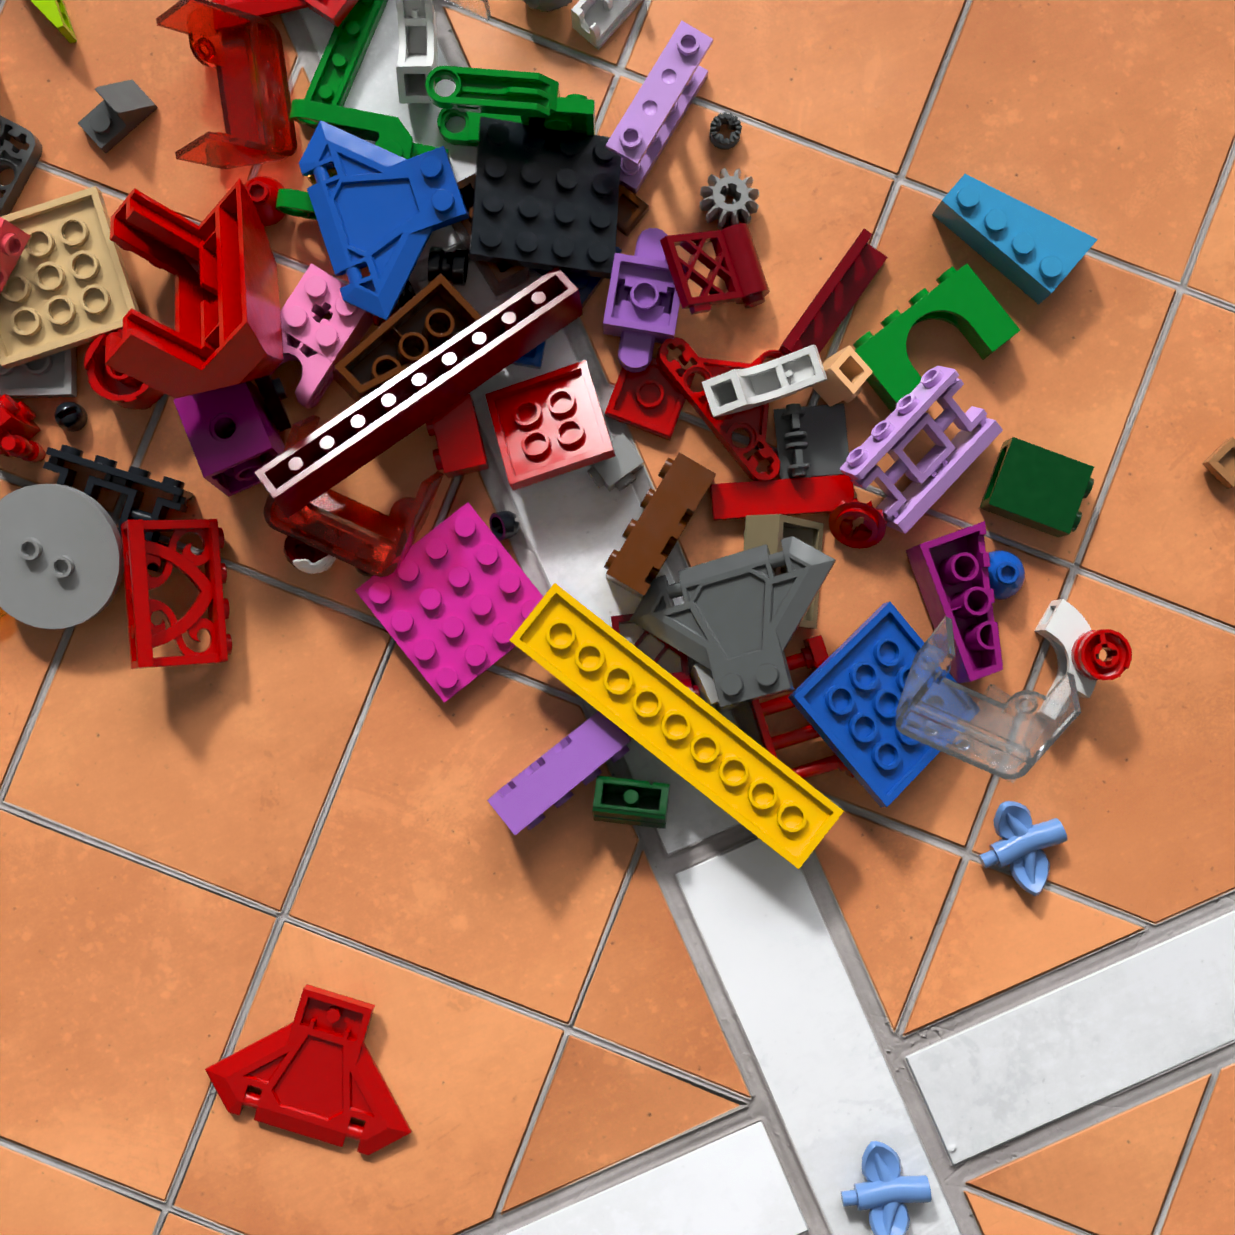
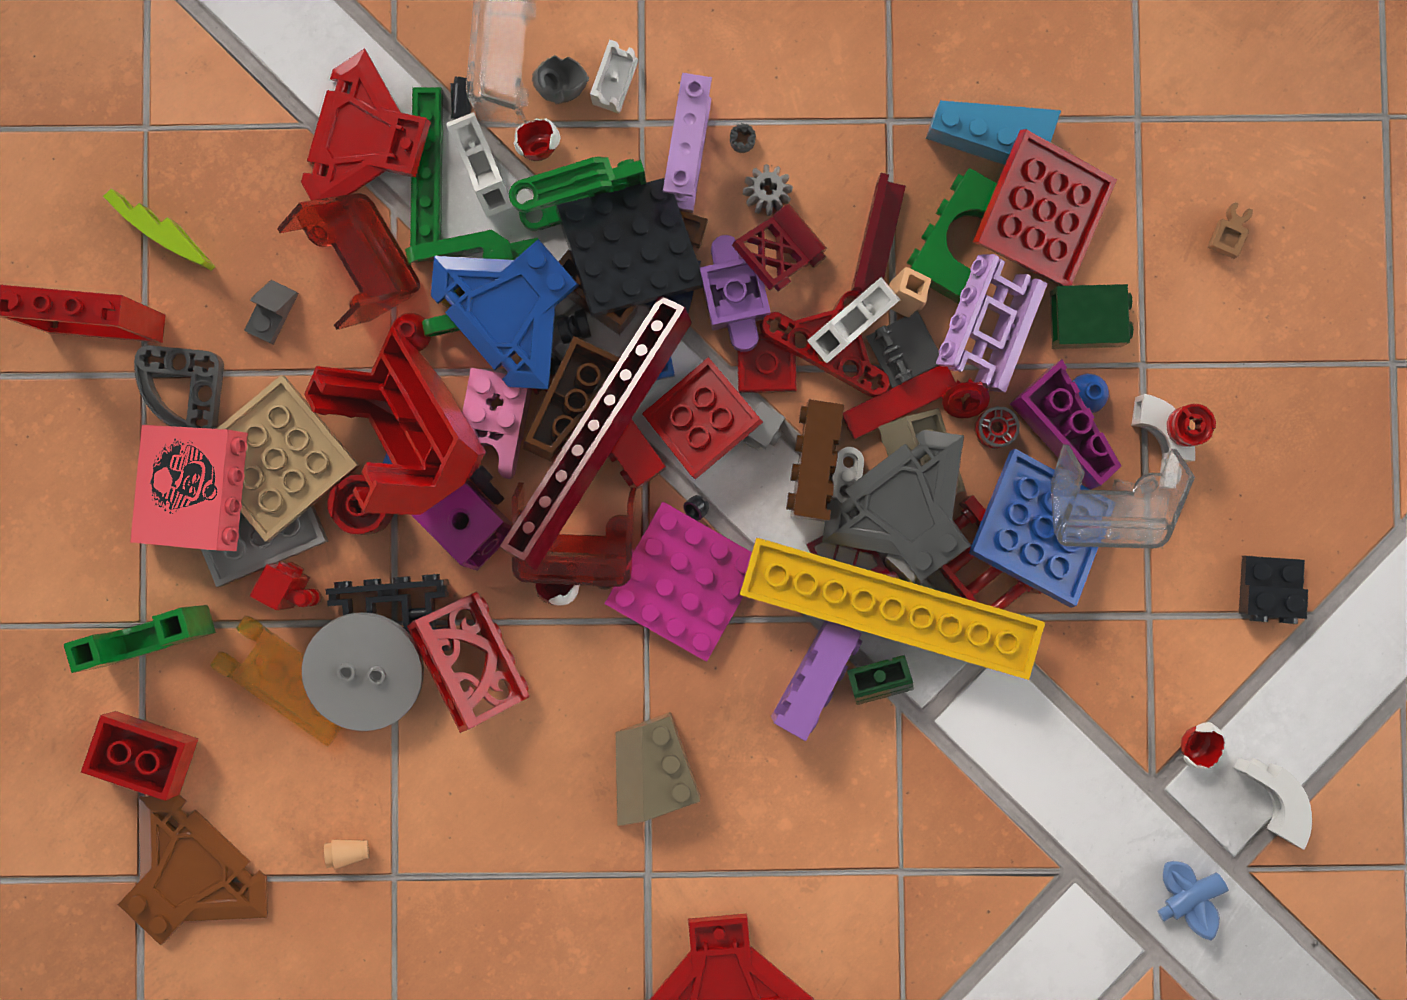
camera: 20 degrees left, 0 degrees up
(71, 422) = (334, 561): black hinge -> none
(334, 801) = (652, 771): none -> dark tan wedge
(492, 39) = (537, 139): none -> red hair
(684, 555) = (847, 476): none -> white plate
(894, 569) = (1006, 420): none -> red wheel
(968, 1025) = (1203, 745): none -> red hair
(1023, 845) = (1189, 593): medium blue plant -> none
(1033, 343) = (1044, 209): none -> red plate
(1042, 1128) = (1290, 802): none -> white arch
(1120, 880) = (1273, 589): none -> black plate

